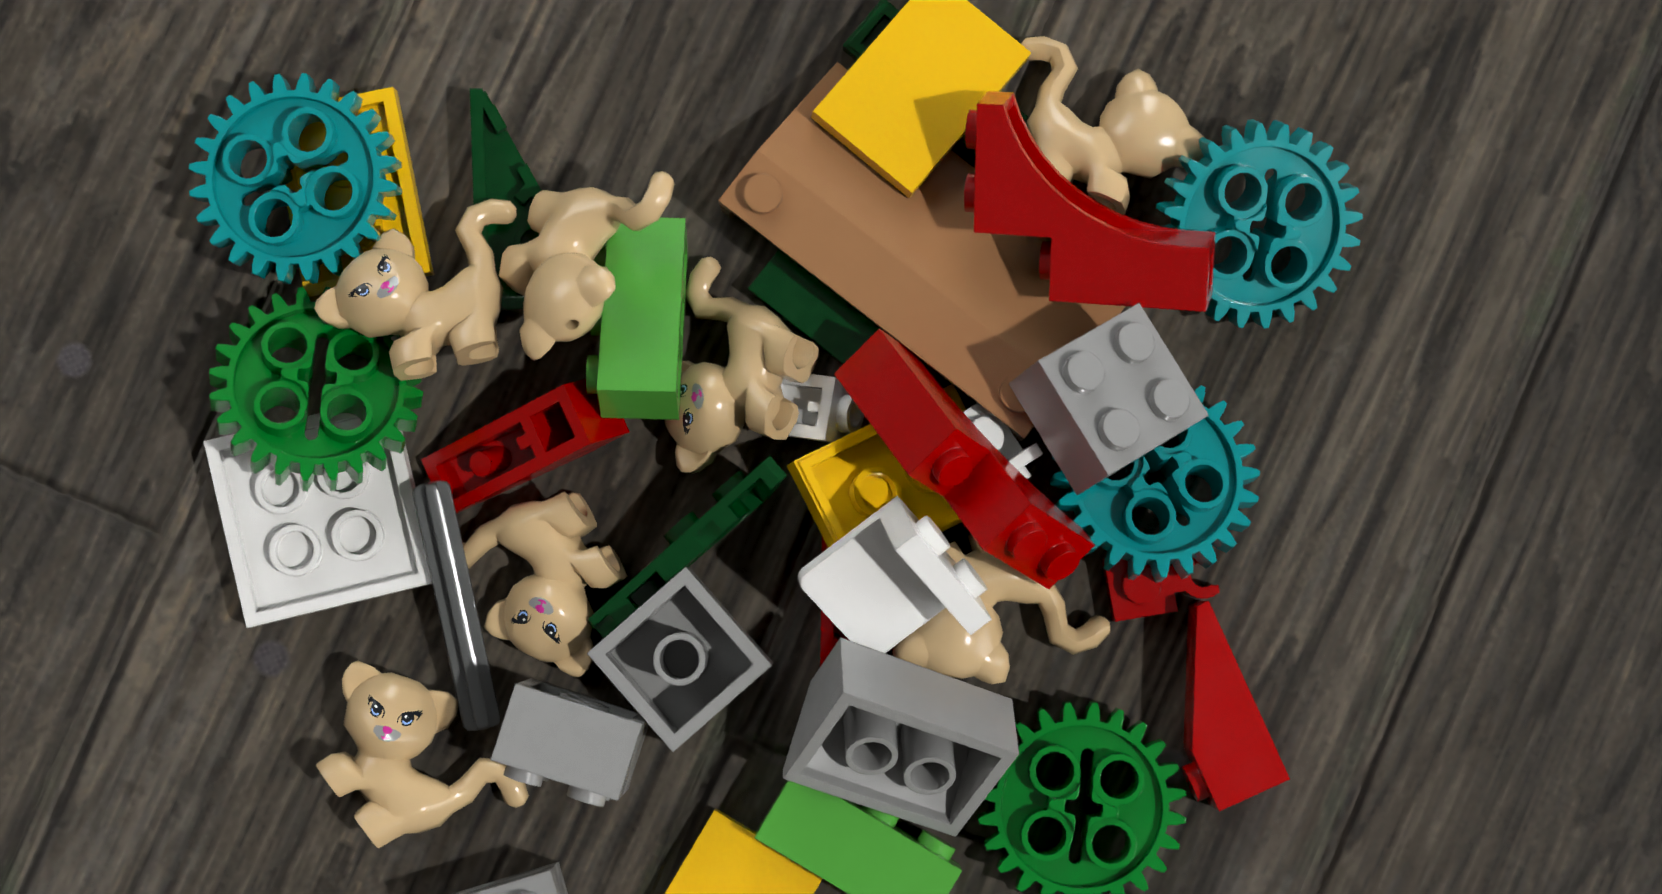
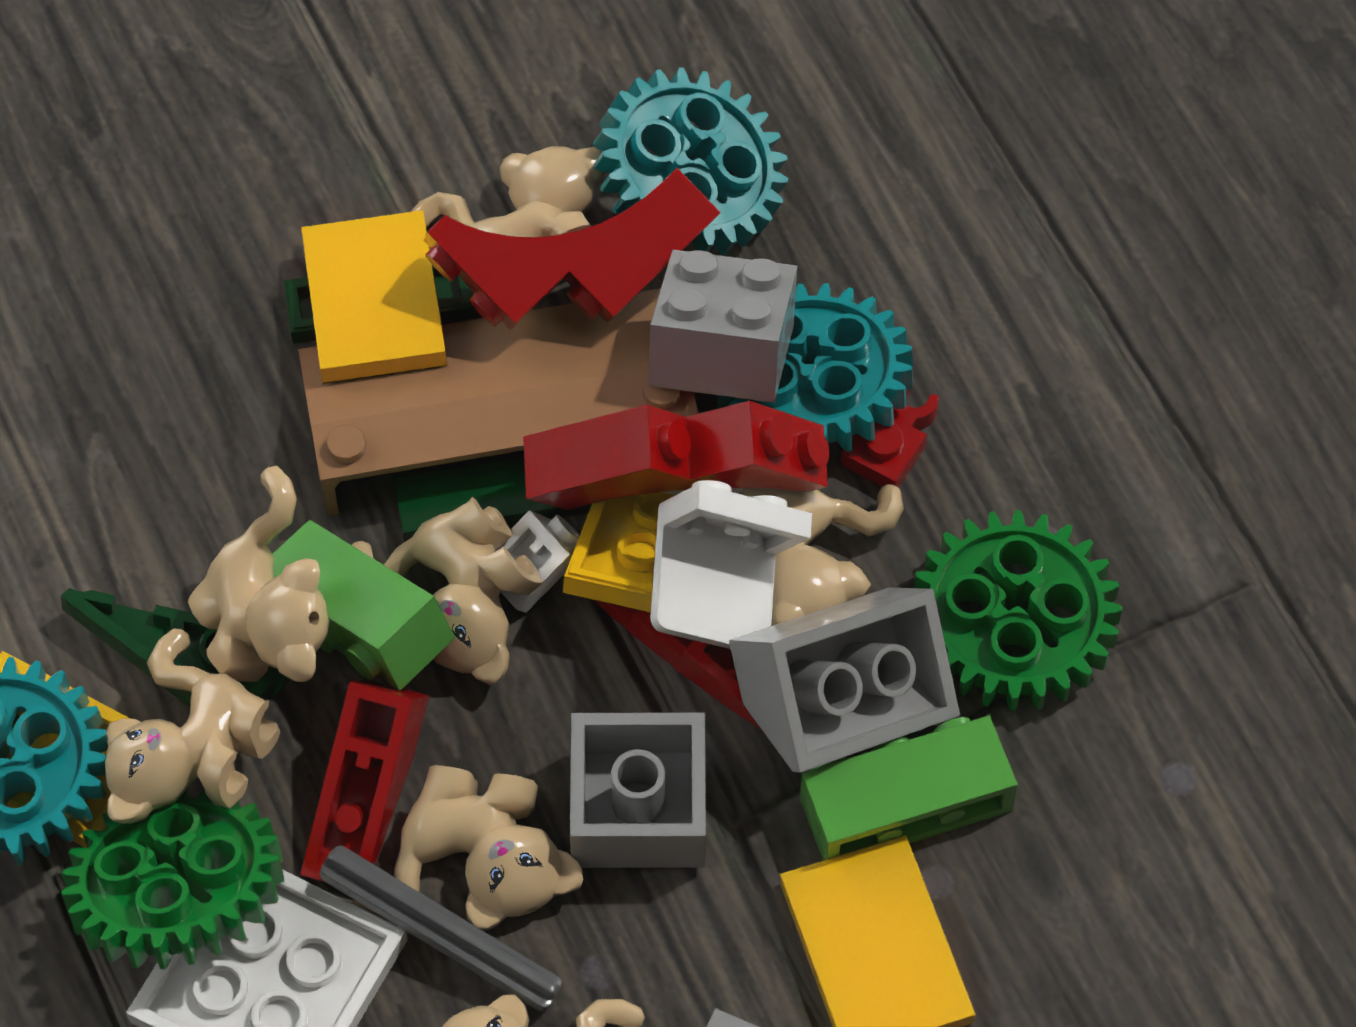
camera: 50 degrees left, 25 degrees down
(569, 741) = (627, 913): light grey brick -> none
(691, 540) = (553, 707): dark green wing -> none
(1222, 725) = (1032, 460): red slope -> none

